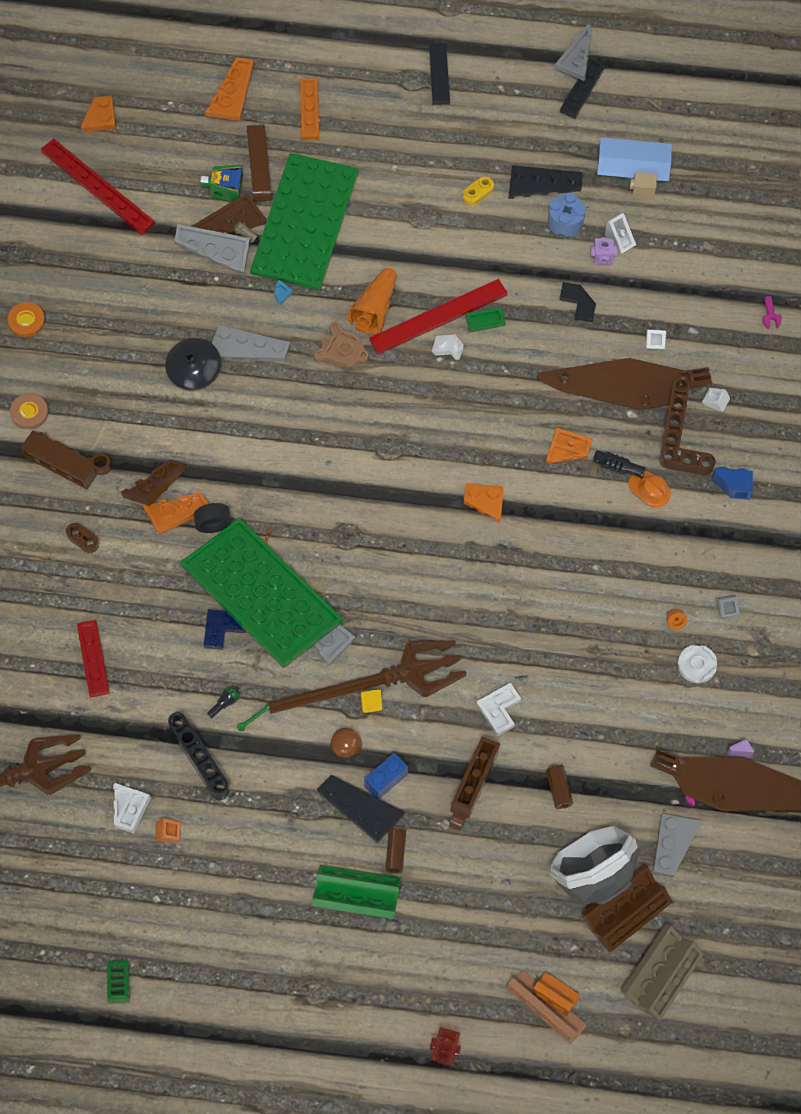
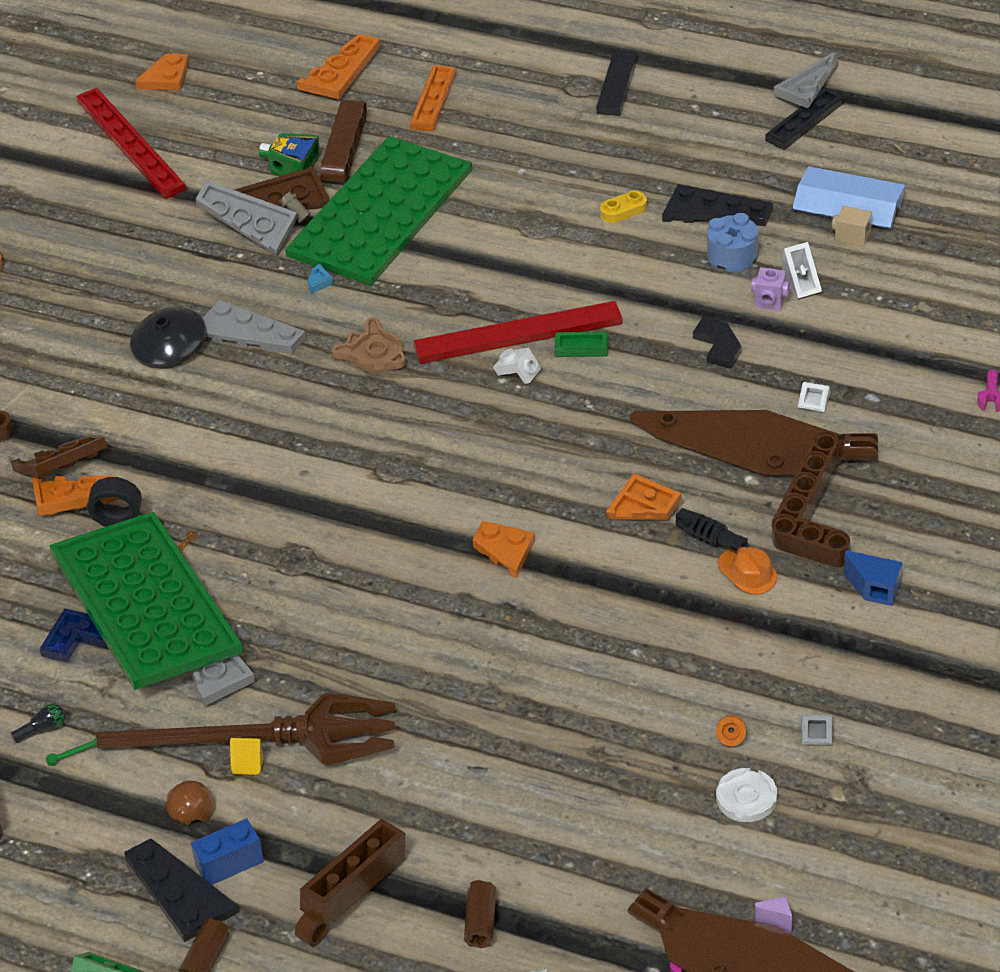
camera: 20 degrees right, 20 degrees down
(373, 304) = (429, 302): orange cone -> none
(495, 706) = (422, 794): white plate -> none
(716, 399) = (881, 478): white slope -> none

